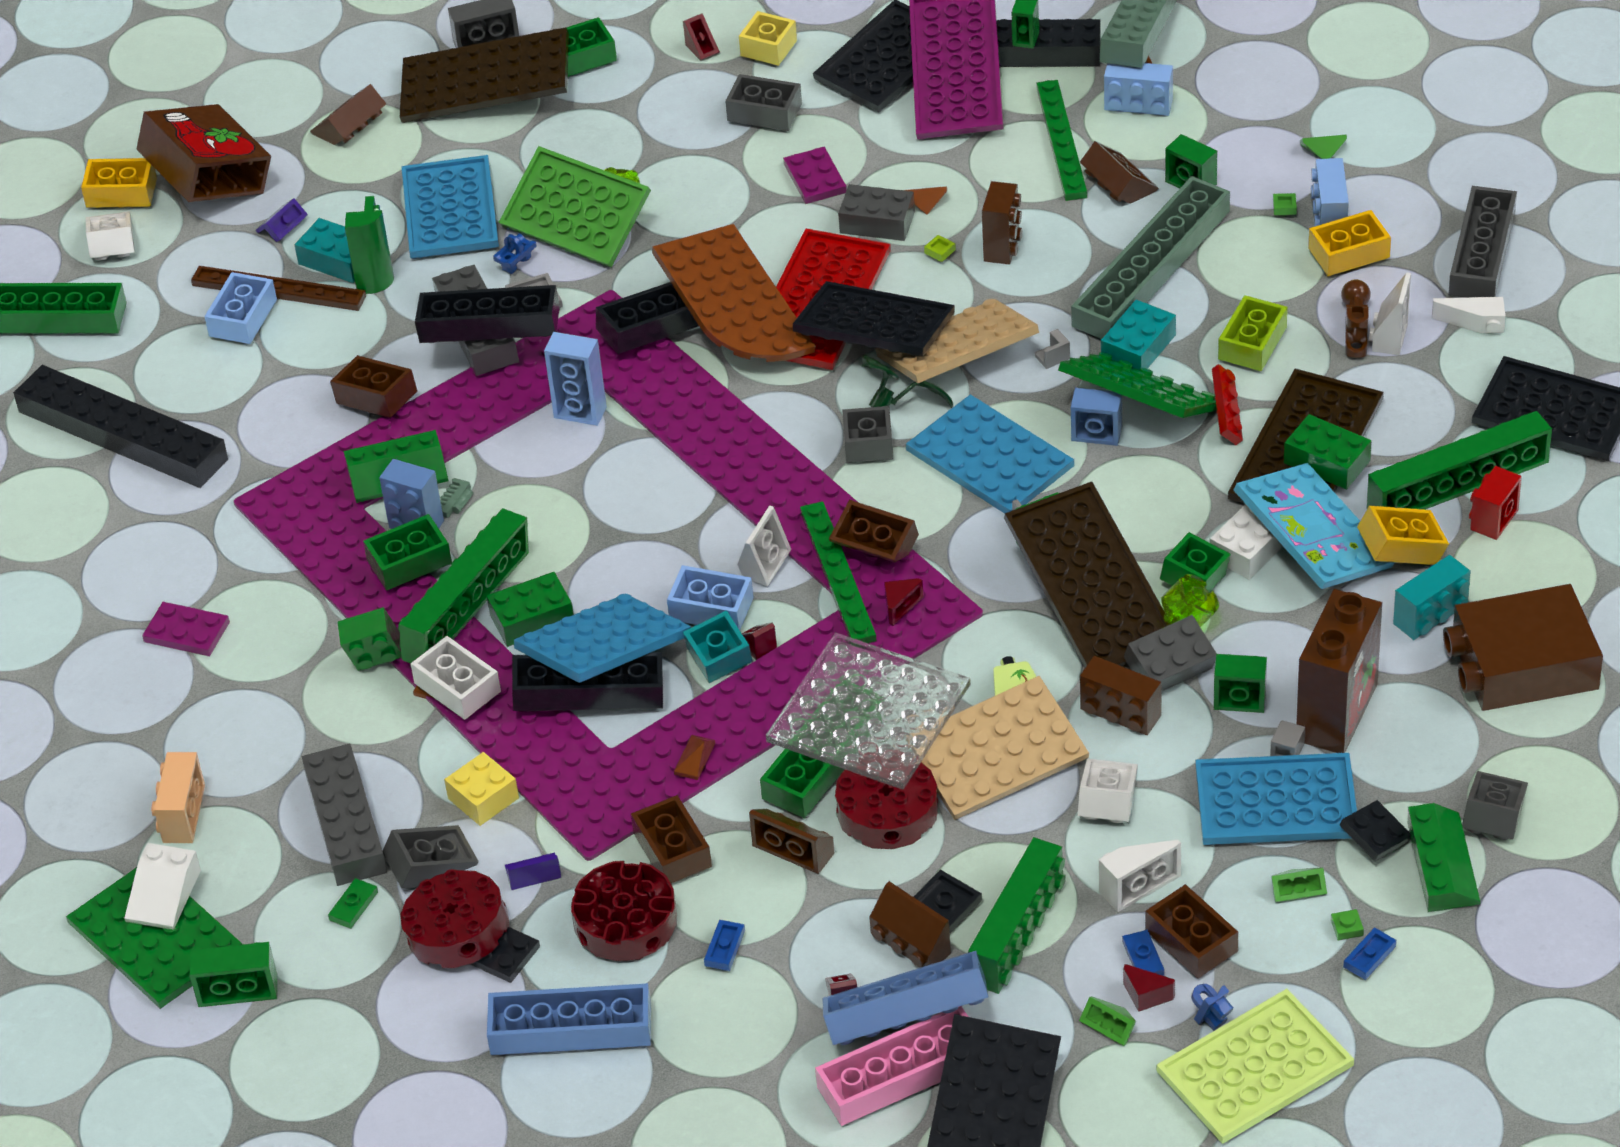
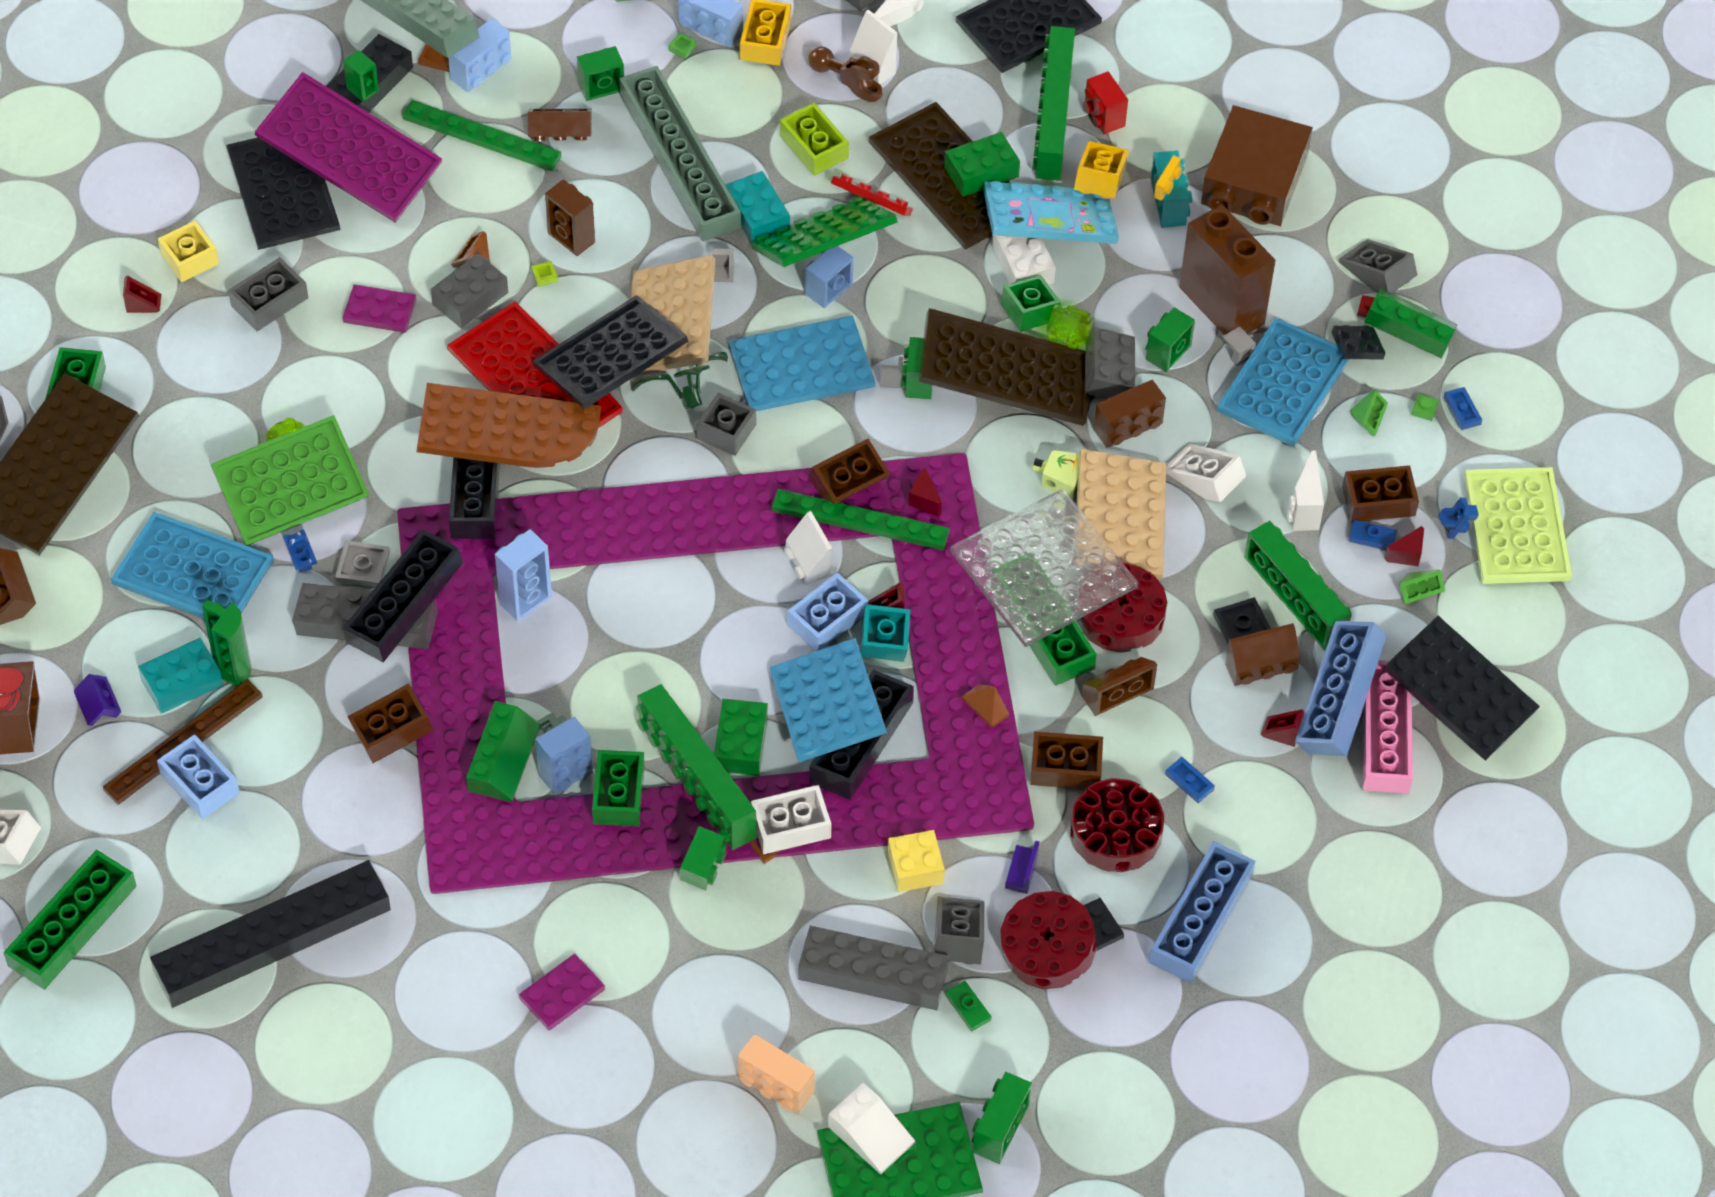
camera: 65 degrees left, 10 degrees up
(1417, 573) = (1165, 182): none -> yellow plate

